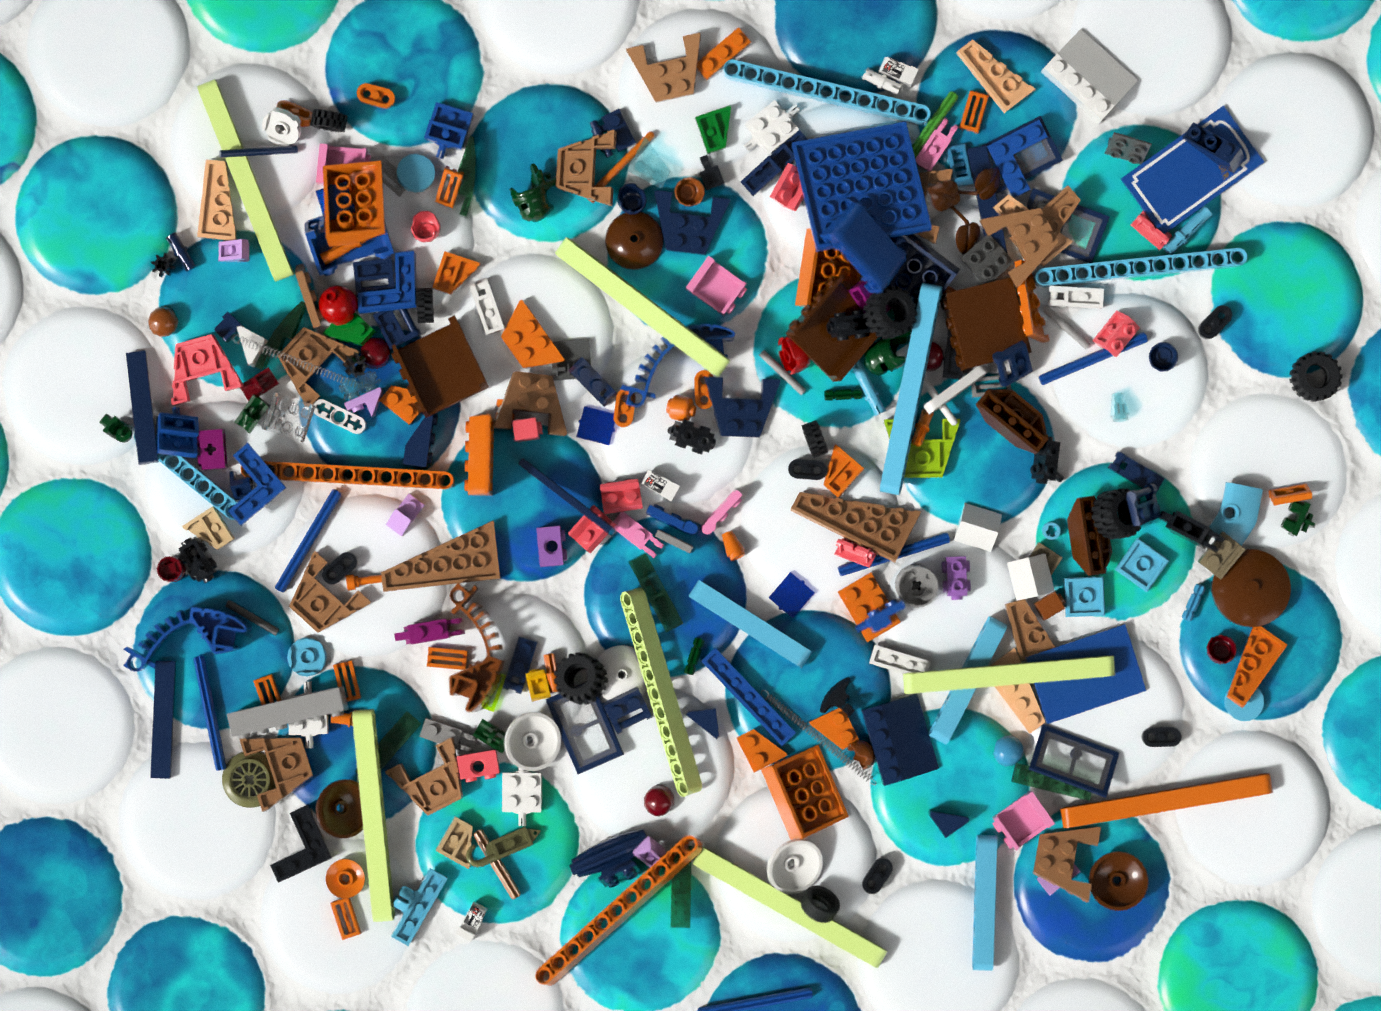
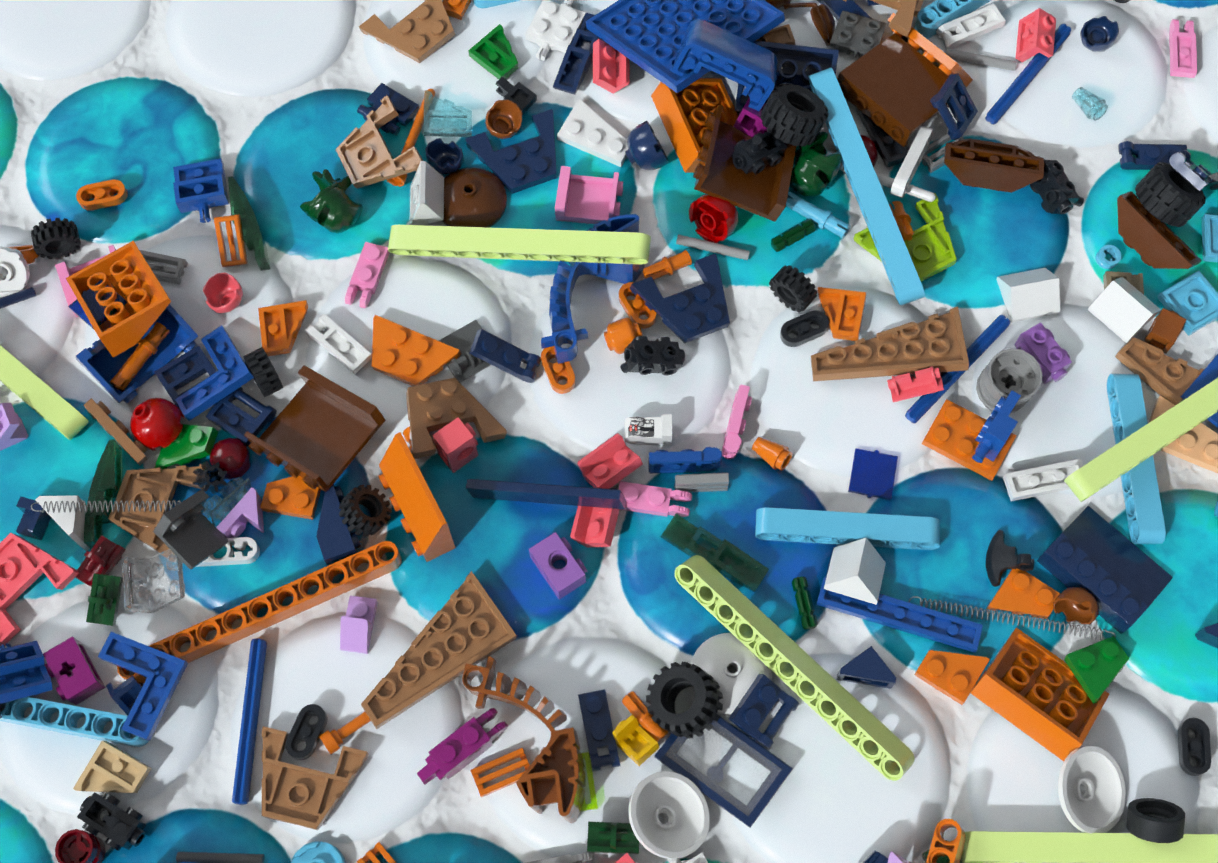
camera: 25 degrees left, 20 degrees down
(326, 401) = (190, 532): none -> dark grey bracket
(415, 173) = (184, 247): medium azure tile -> none
(436, 443) = (373, 502): none -> black tyre
(533, 261) = (367, 273): none -> bright pink hinge
(596, 426) = (536, 407): clear blue piece -> none
(602, 226) = (426, 196): none -> white slope
(659, 800) = (870, 805): dark red hair -> none
(737, 655) = (856, 571): none -> white slope
(742, 371) = (668, 265): none -> orange axle
(749, 236) = (593, 135): none -> white wing
(778, 272) = (645, 148): none -> dark blue cylinder
(851, 796) = (1097, 666): none -> green wing
(1217, 402) = (1182, 50): none -> bright pink hinge

